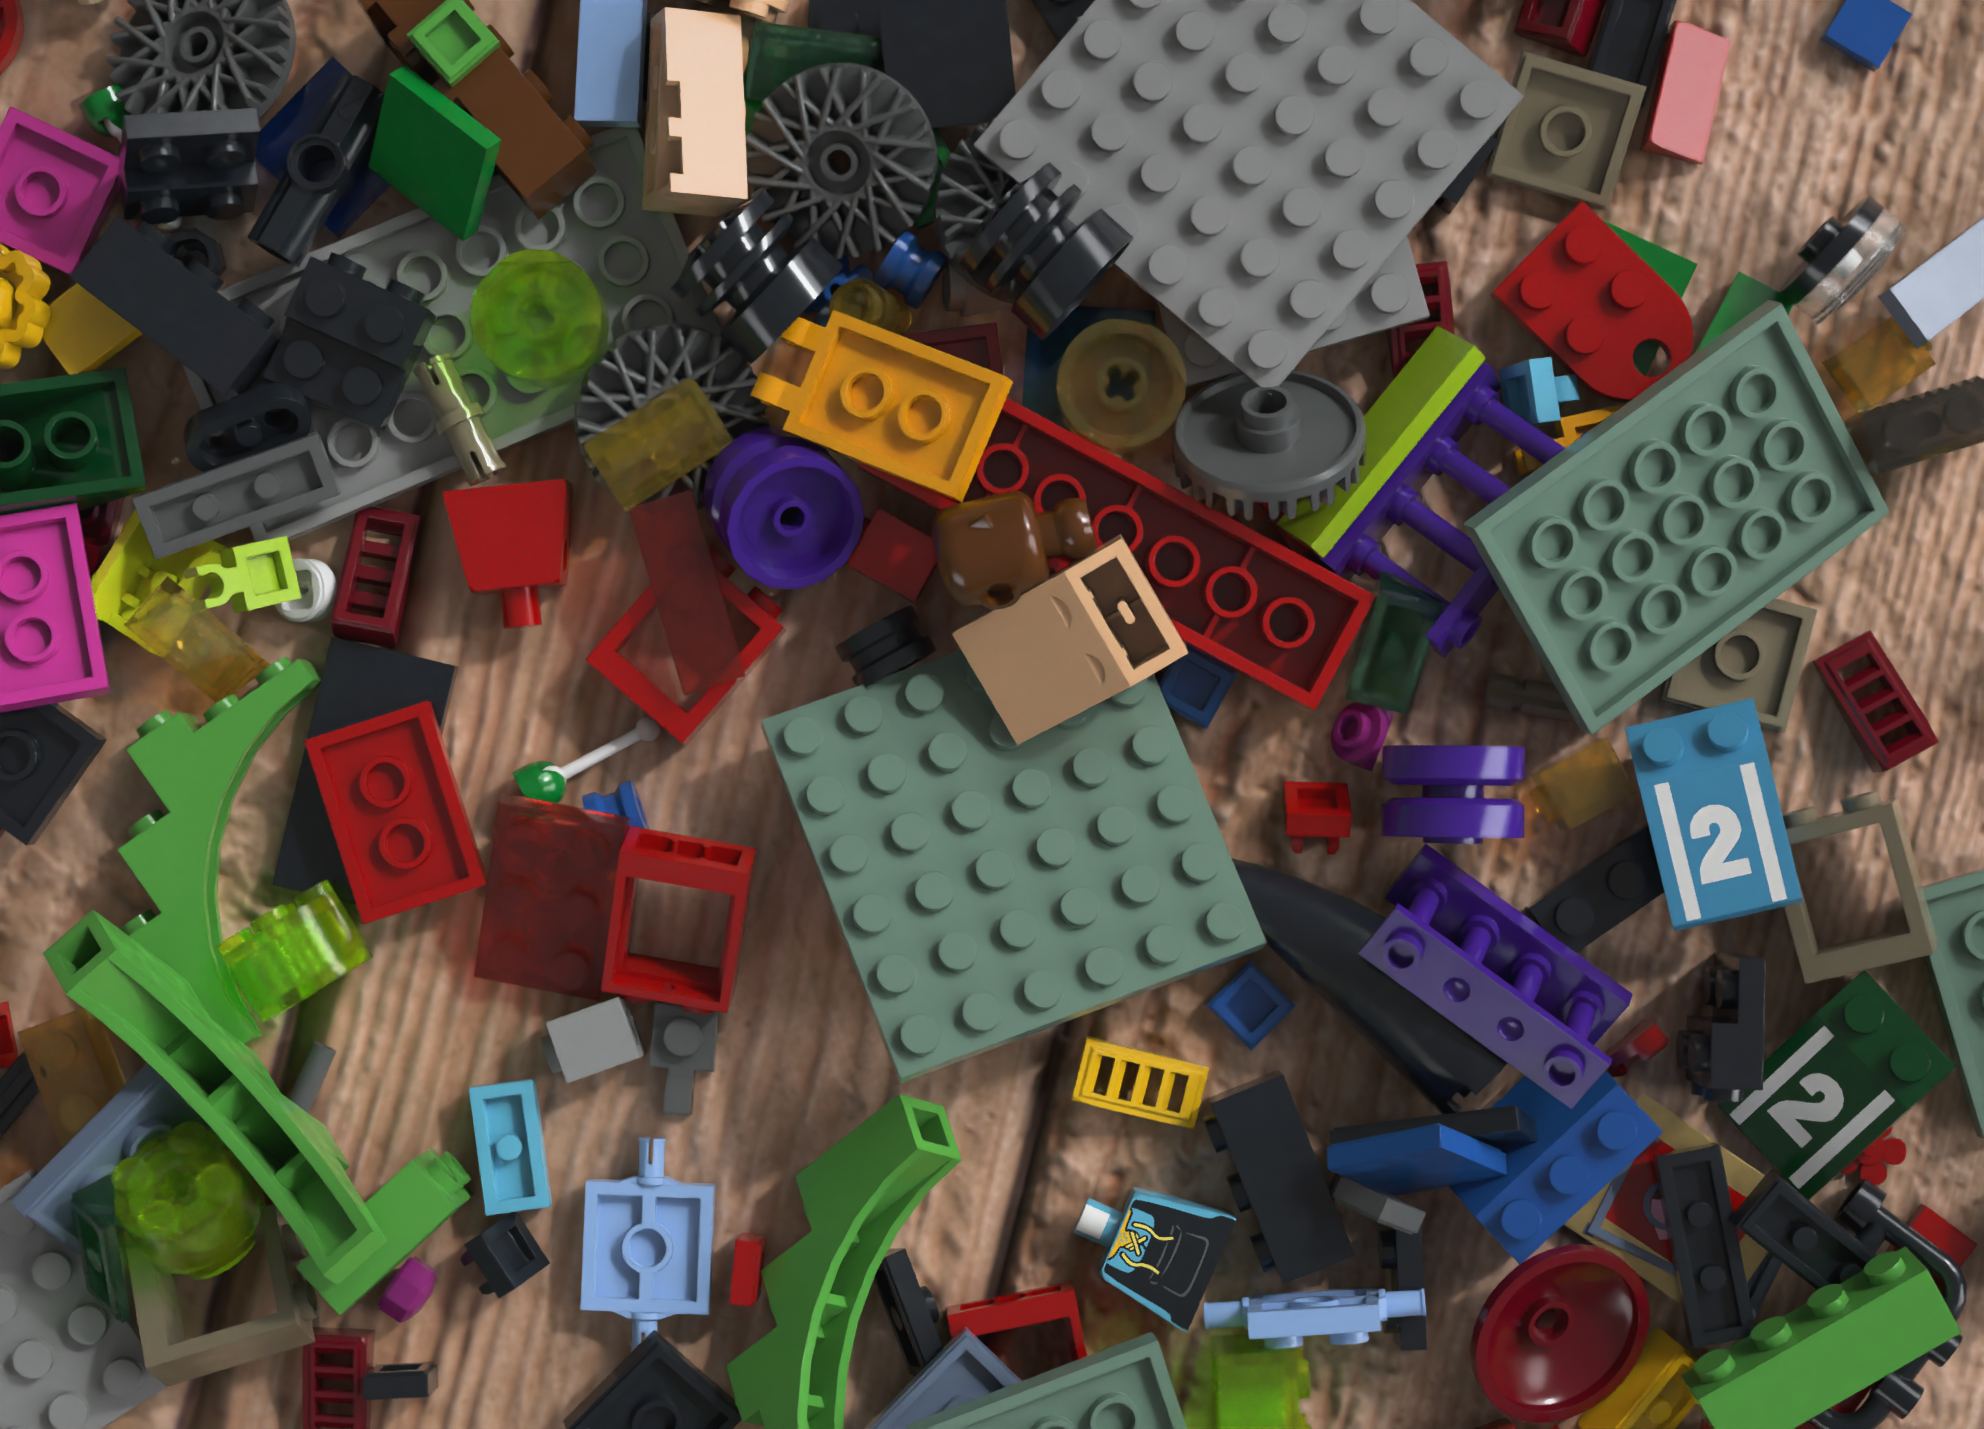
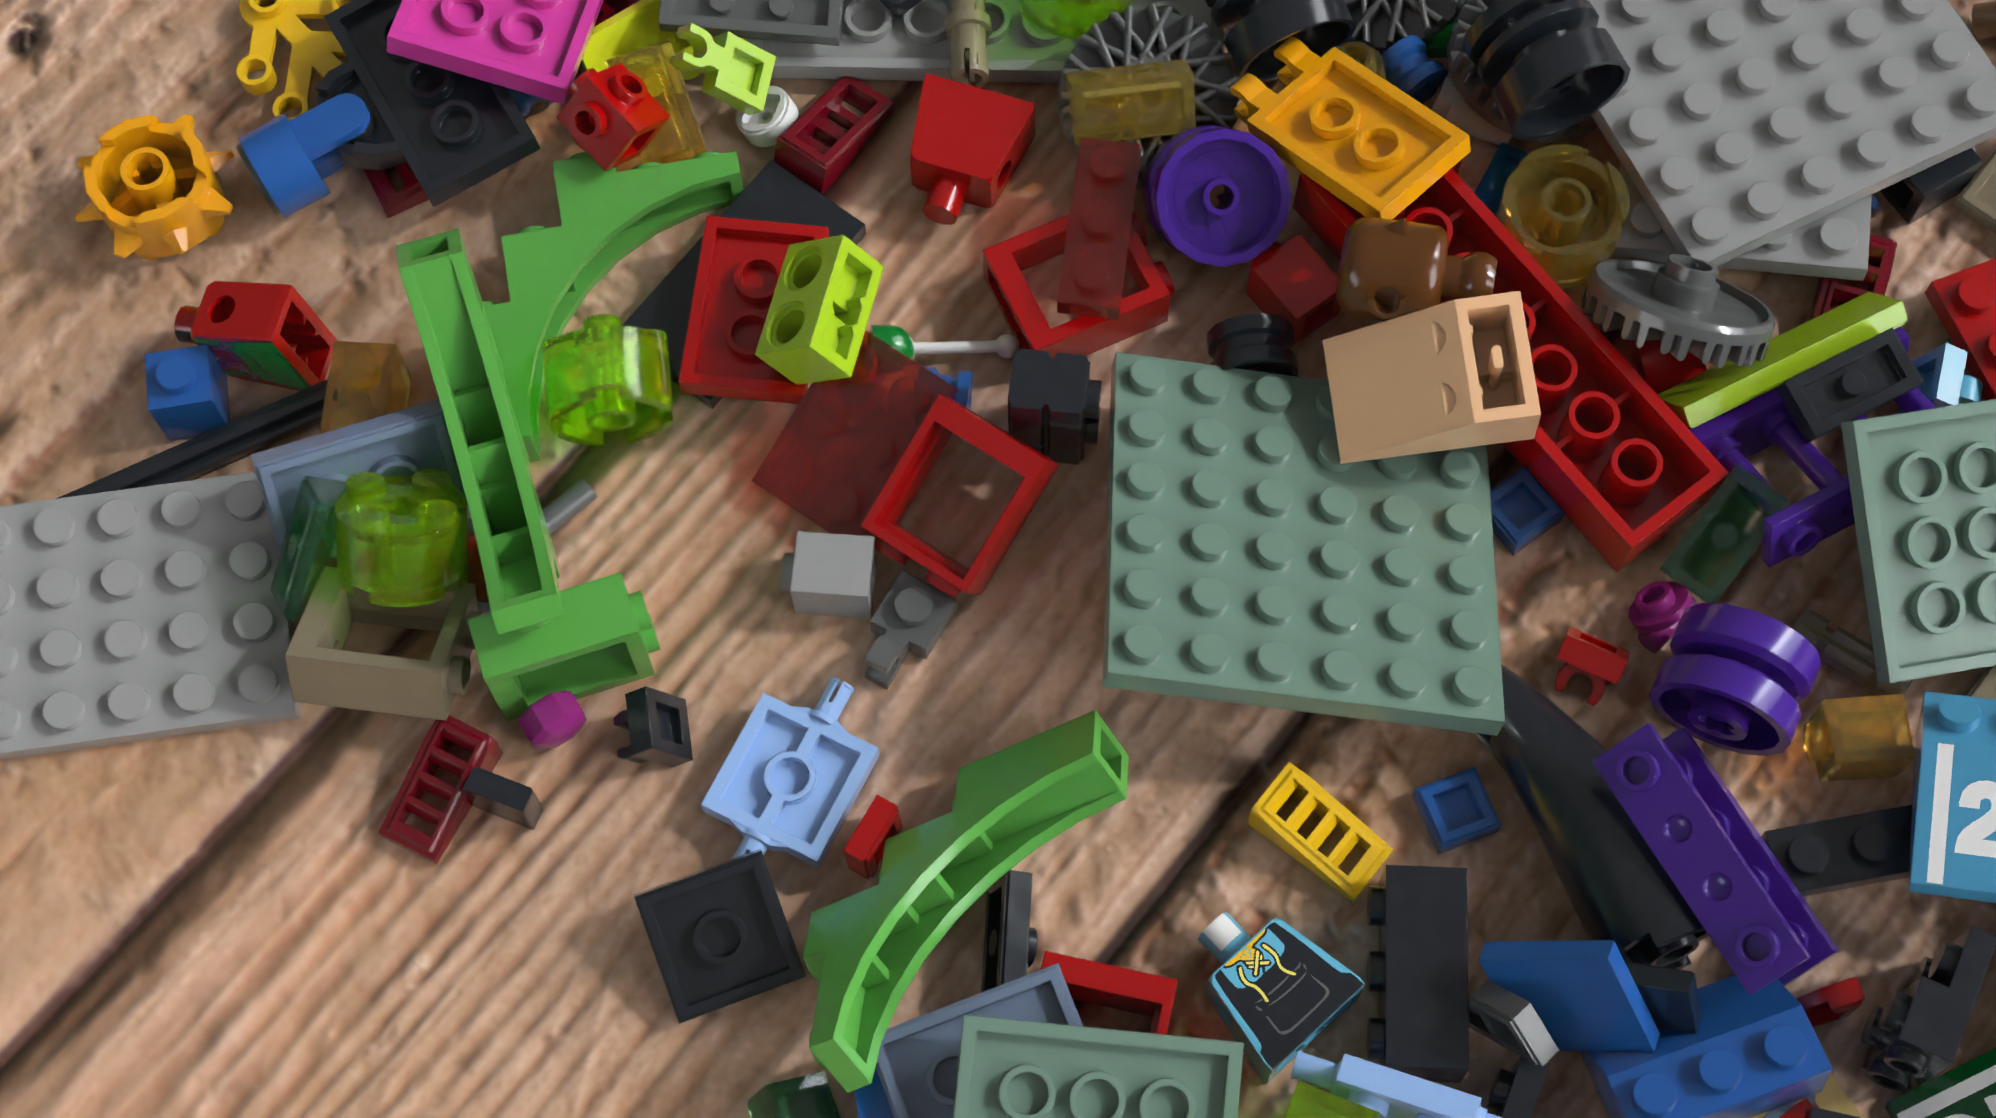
camera: 25 degrees right, 20 degrees down
(163, 687) = (611, 115): none -> red brick
(466, 812) = (819, 310): none -> lime brick
(510, 1146) = (709, 638): medium azure plate -> none
(724, 794) = (1054, 404): none -> black brick
(1455, 454) = (1849, 385): none -> black plate

